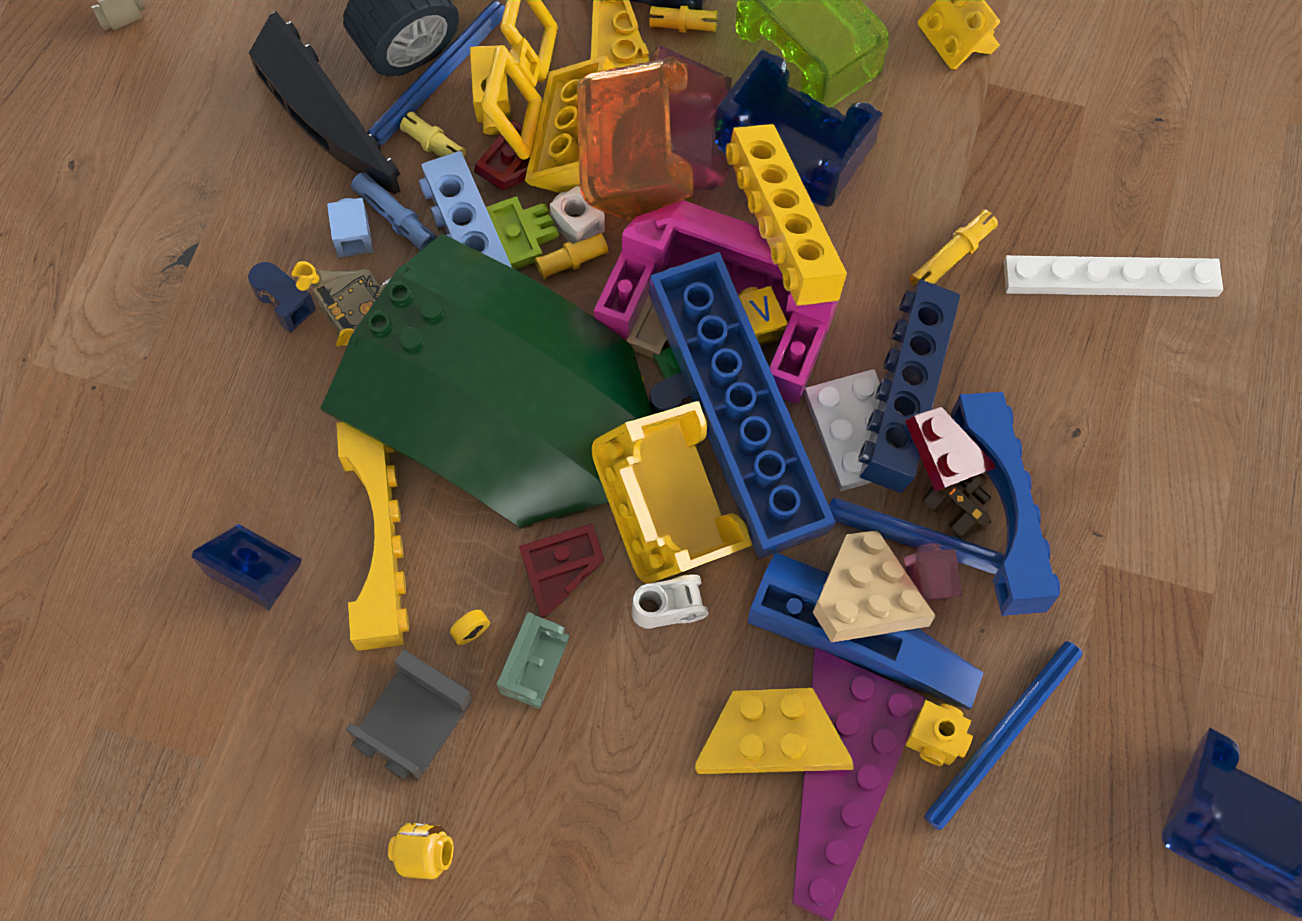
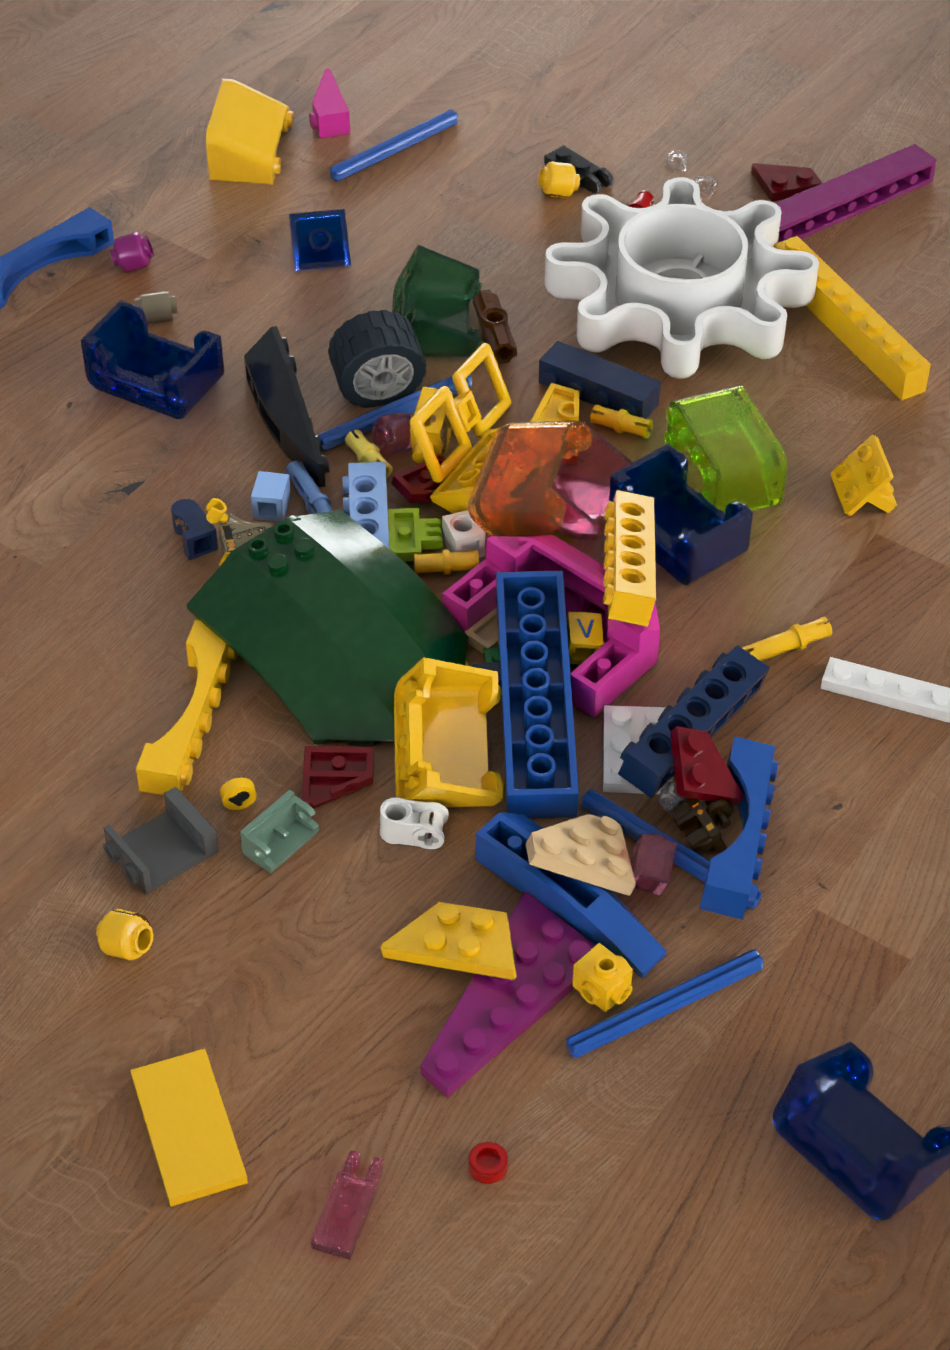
camera: 20 degrees right, 20 degrees down
(143, 92) = (148, 368): none -> clear blue windscreen
(248, 564) = (77, 703): clear blue slope -> none
(451, 105) = (392, 433): none -> clear pink head
(920, 484) = (668, 797): none -> clear hinge

